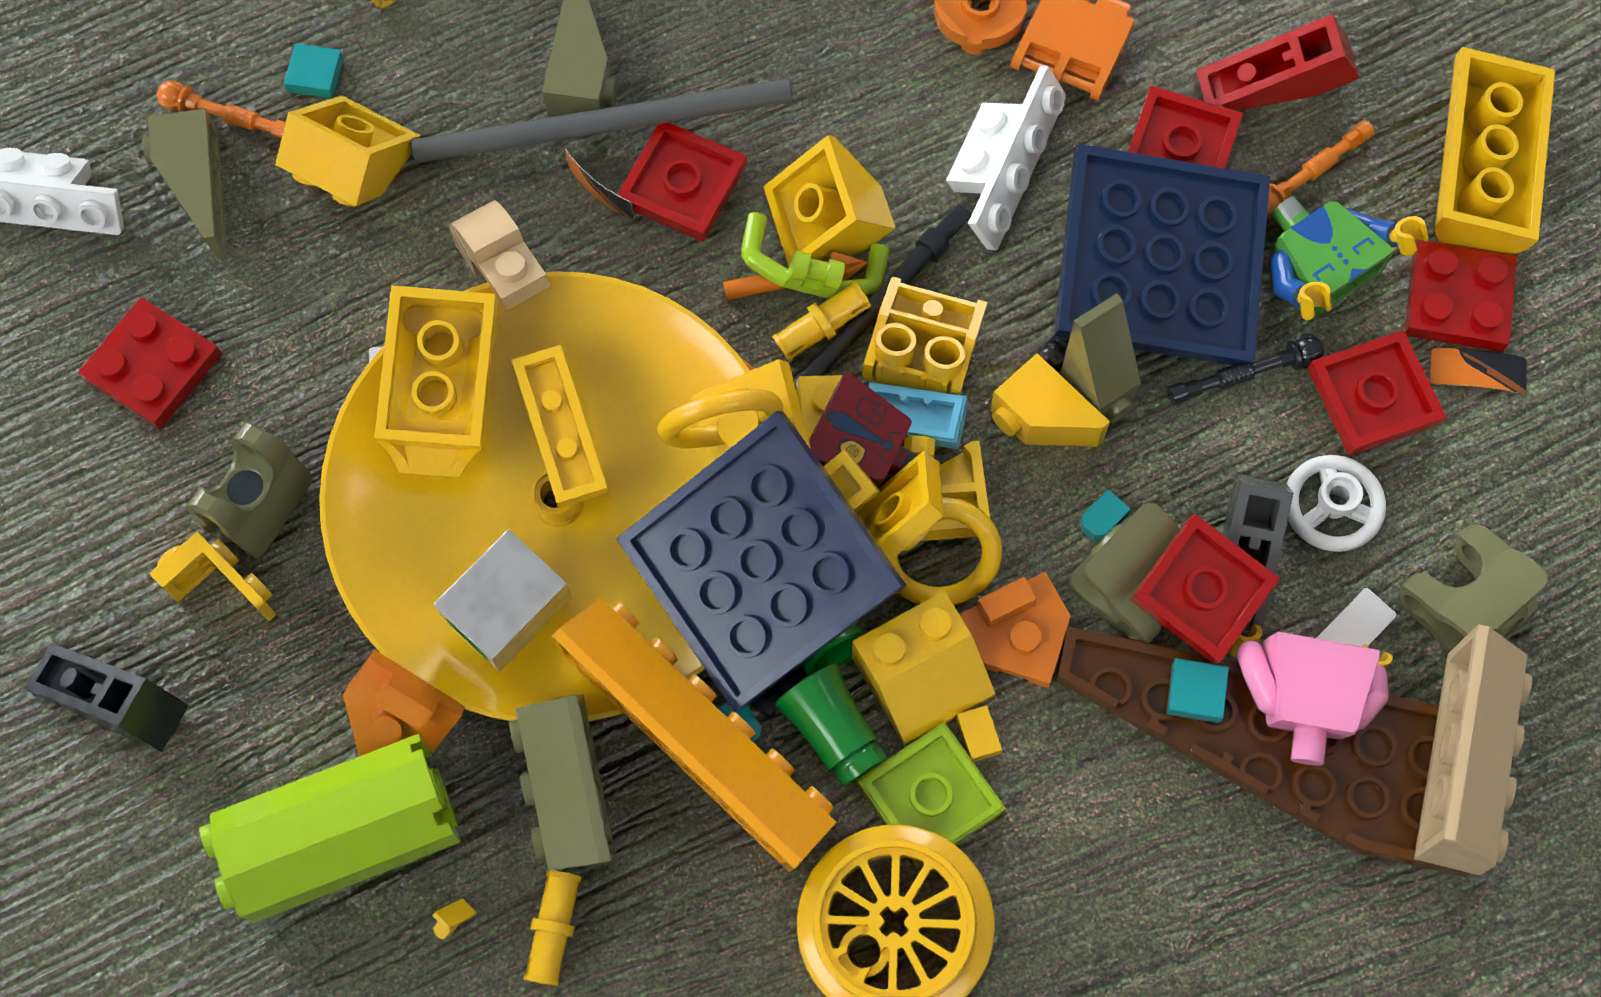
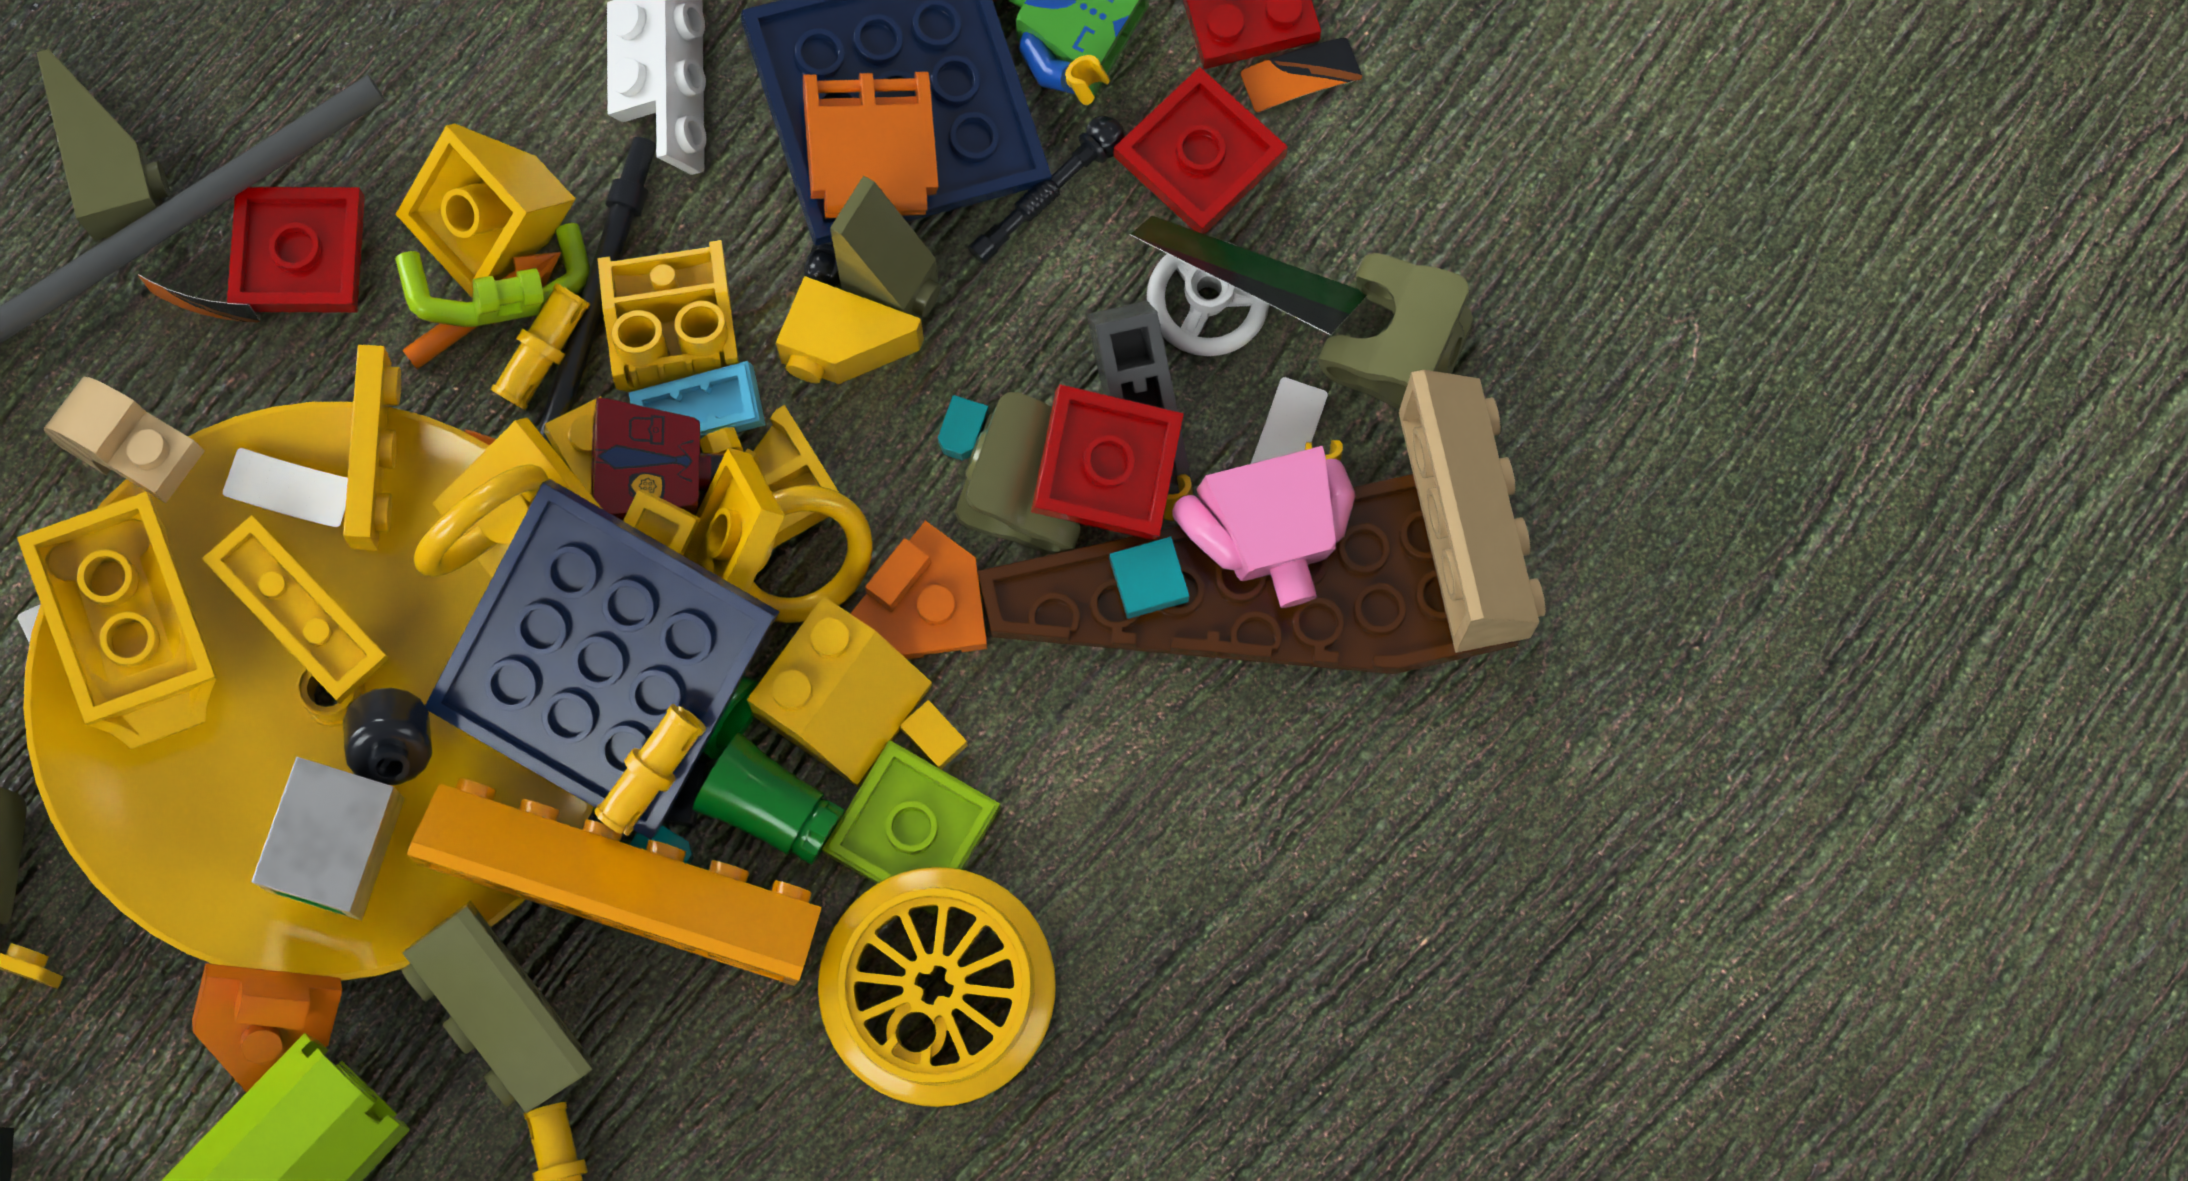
camera: 30 degrees left, 5 degrees up
(580, 546) = (387, 736): none -> black head
(596, 339) = (287, 488): none -> white sticker
(667, 335) = (371, 448): none -> yellow plate
(757, 658) = (650, 770): none -> yellow pin
(1139, 274) = (871, 138): none -> orange plate
(1402, 523) = (1288, 288): none -> dark green sticker

